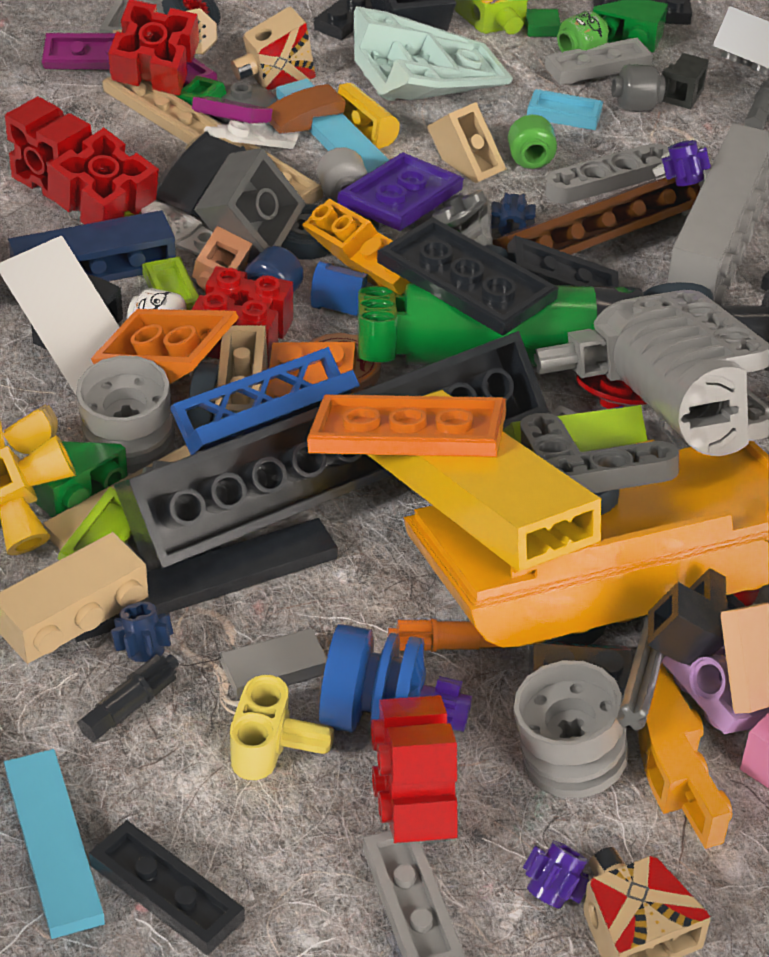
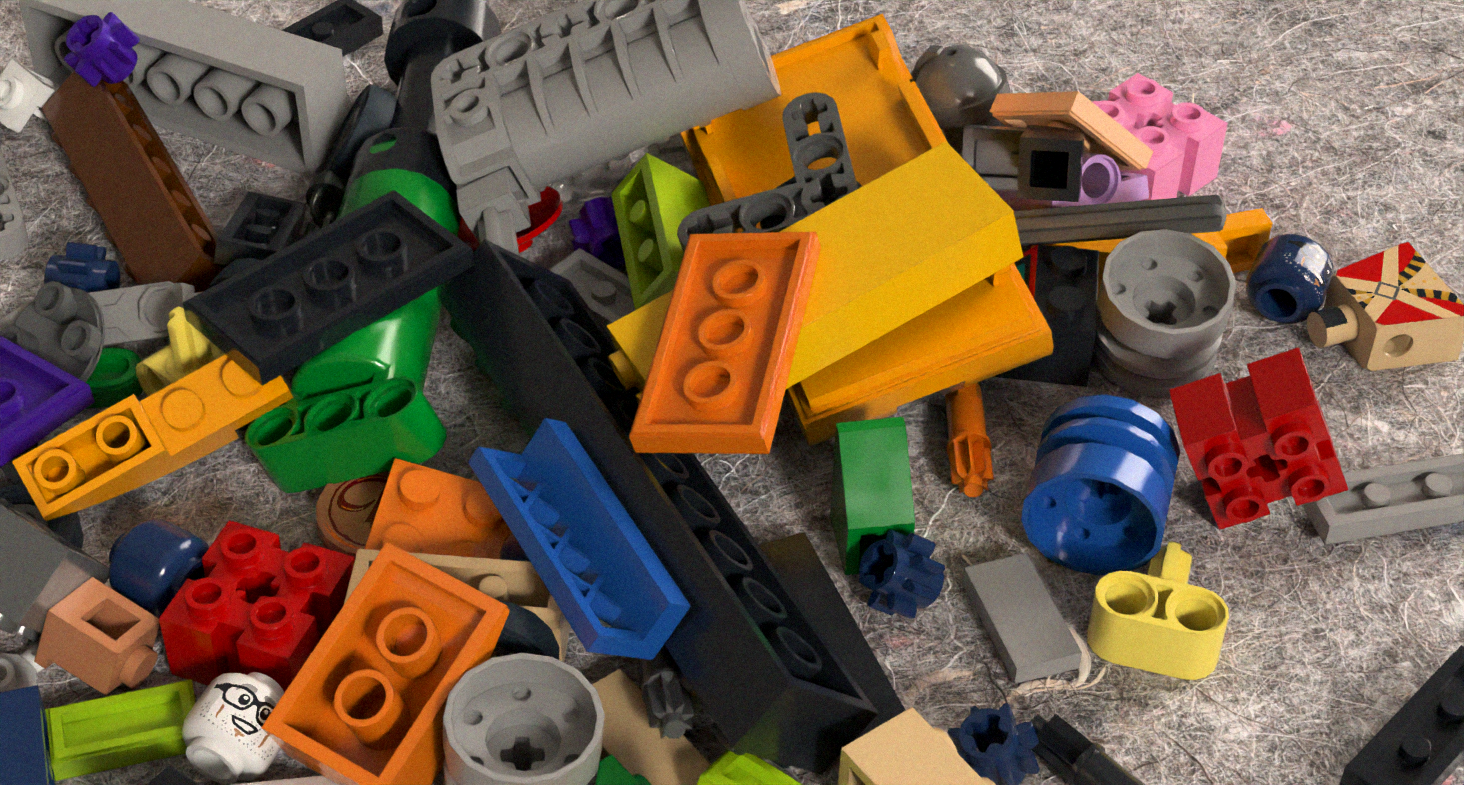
camera: 85 degrees left, 0 degrees up
(294, 588) = (901, 574): none -> dark blue gear
(336, 288) = (206, 493): blue tile -> none
(353, 565) = (870, 486): none -> green slope
(557, 874) = (1354, 364): dark purple gear -> none
(659, 833) = (1289, 278): none -> dark blue head

